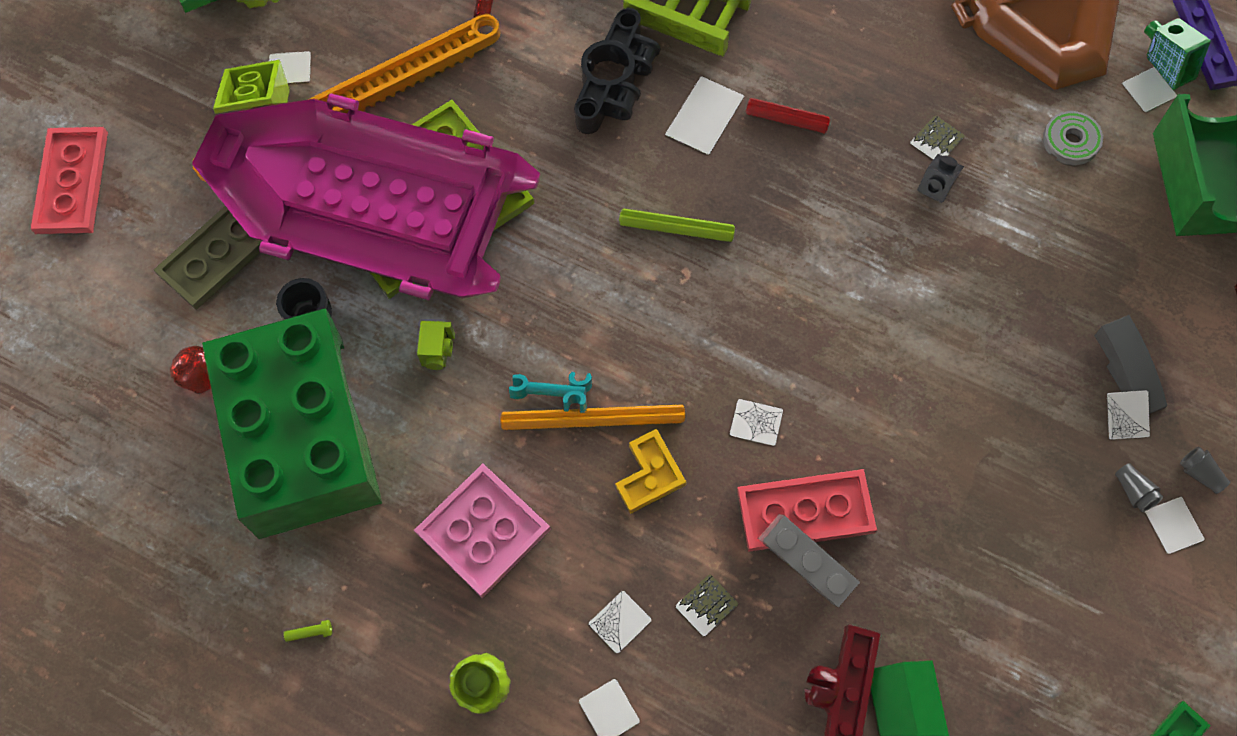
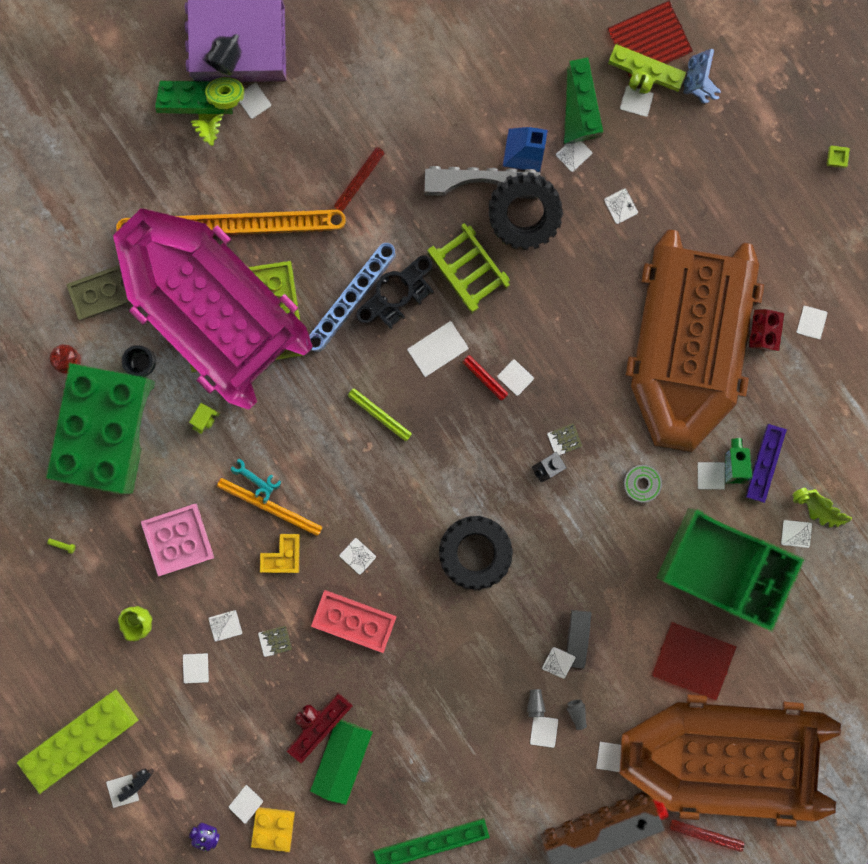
camera: 25 degrees right, 20 degrees up
(69, 180) = (41, 193): coral plate -> none
(252, 87) = (171, 197): lime slope -> none
(295, 65) = (206, 178): white sticker -> none
(557, 93) = (354, 288): none -> light blue beam
(809, 560) = (330, 642): light grey arch -> none
(825, 99) = (515, 377): none -> white sticker
(935, 291) = (475, 579): none -> black tyre

